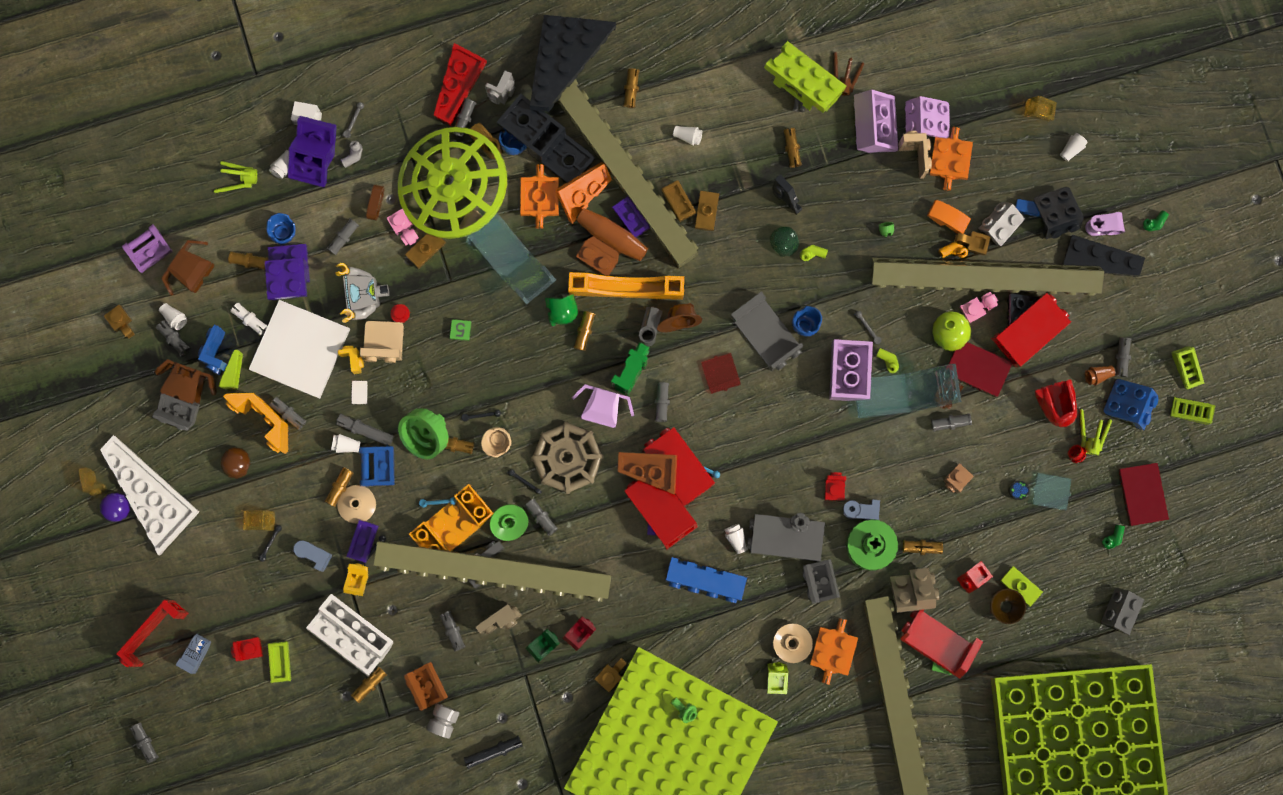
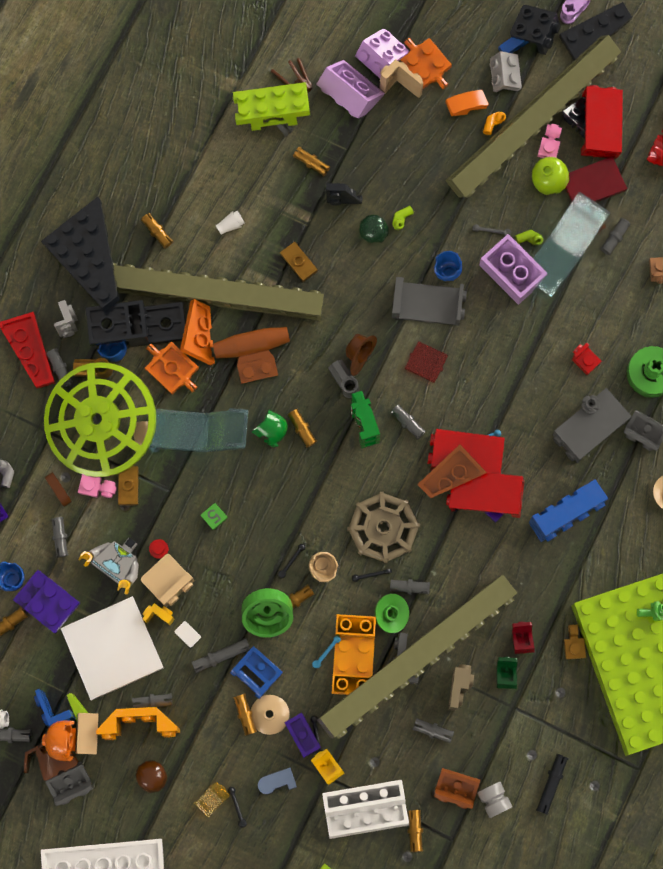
camera: 45 degrees left, 5 degrees down
(195, 376) = (60, 740): none -> orange cylinder
(223, 385) = (86, 733): none -> tan tile
(249, 319) = (52, 664): white pin -> none
(344, 444) = (217, 680): white cone -> none
(602, 406) = (371, 465): lavender piece -> none
(607, 286) = (319, 349): light orange arch -> none
(631, 217) = (250, 318): dark purple plate -> none
(678, 201) = (272, 274): pearl gold plate -> none
(736, 538) = (557, 461): white cone -> none
(862, 511) = (616, 360): sand blue leg -> none
(886, 228) = (433, 152): bright green hinge -> none
(975, 243) = (502, 101): pearl gold plate -> none

